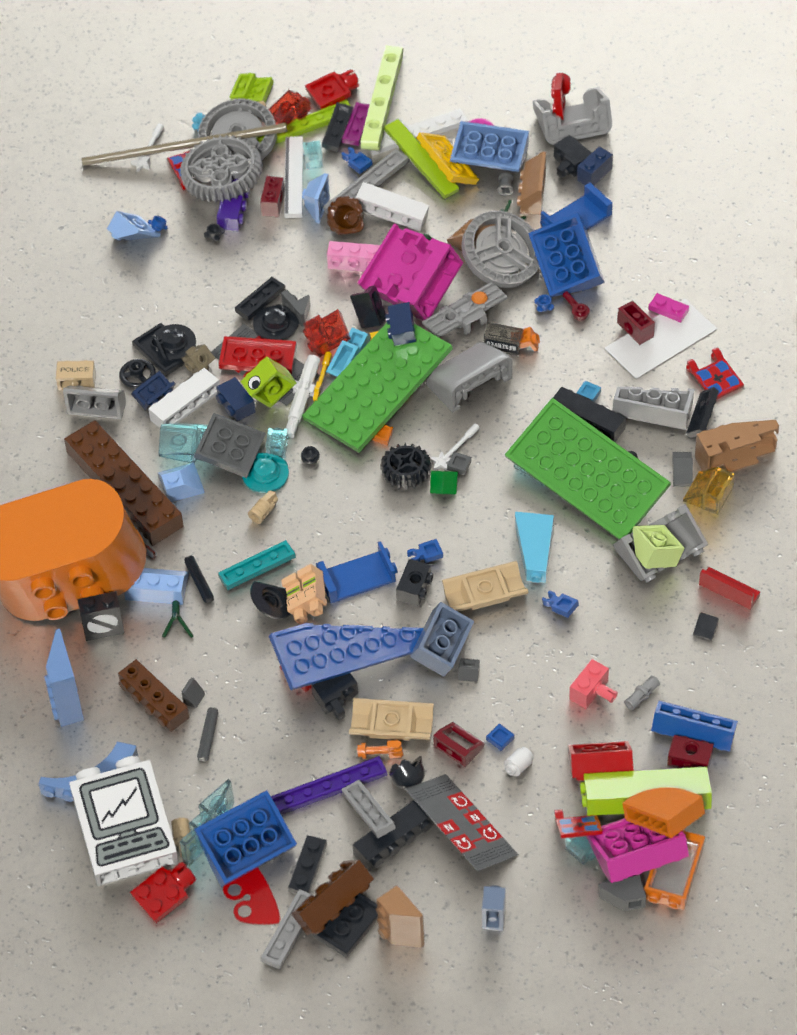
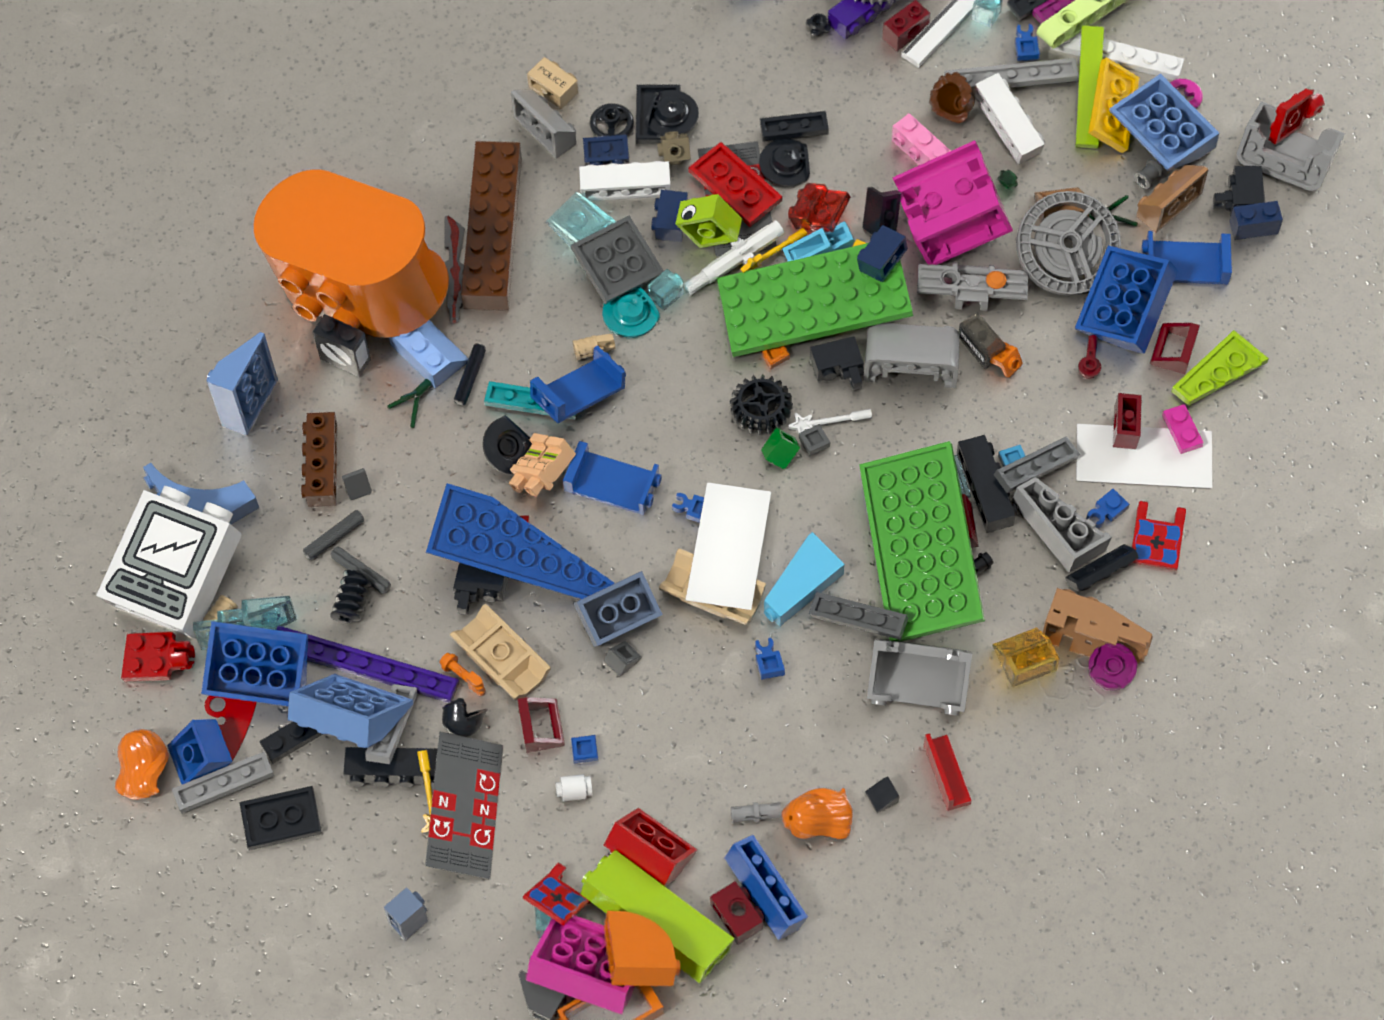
camera: 40 degrees right, 10 degrees up
(181, 482) = (544, 263): light blue slope -> none
(225, 960) = (141, 762): none -> orange piece
(247, 741) = (352, 563): none -> dark grey axle
(255, 922) = (199, 750): none -> blue slope
(260, 759) = (349, 596): none -> black piece
(282, 533) = (580, 387): none -> blue panel
(298, 307) = (821, 164): dark grey slope -> none
(310, 455) = (686, 325): black plate -> none
(316, 196) = (947, 55): light blue slope -> none
(333, 896) = (280, 783): reddish brown wedge -> none
(334, 820) = (347, 709): none -> medium blue slope
(399, 919) = (309, 852): medium nougat slope -> none
(414, 582) = (658, 519): black brick -> none
(428, 408) = (838, 359): none -> black hinge
(450, 847) = (425, 768): none -> yellow piece
(471, 556) = (728, 546): none -> white sticker
(544, 303) = (1062, 326): blue plate -> none
(590, 538) = (858, 615): none -> dark grey plate
(591, 683) = (713, 765): coral brick -> none
(608, 382) = (1036, 464): none -> dark grey plate
(631, 268) = (1175, 364): none -> dark red tile
(656, 259) = (1223, 365): none -> lime wing
(656, 546) = (908, 674): yellowish green slope -> none
(671, 378) = (1109, 507): none -> blue plate
(682, 469) = (1025, 611): dark grey slope -> none
(683, 661) = (819, 814): none -> orange piece
(763, 462) = (1112, 666): none -> magenta tile

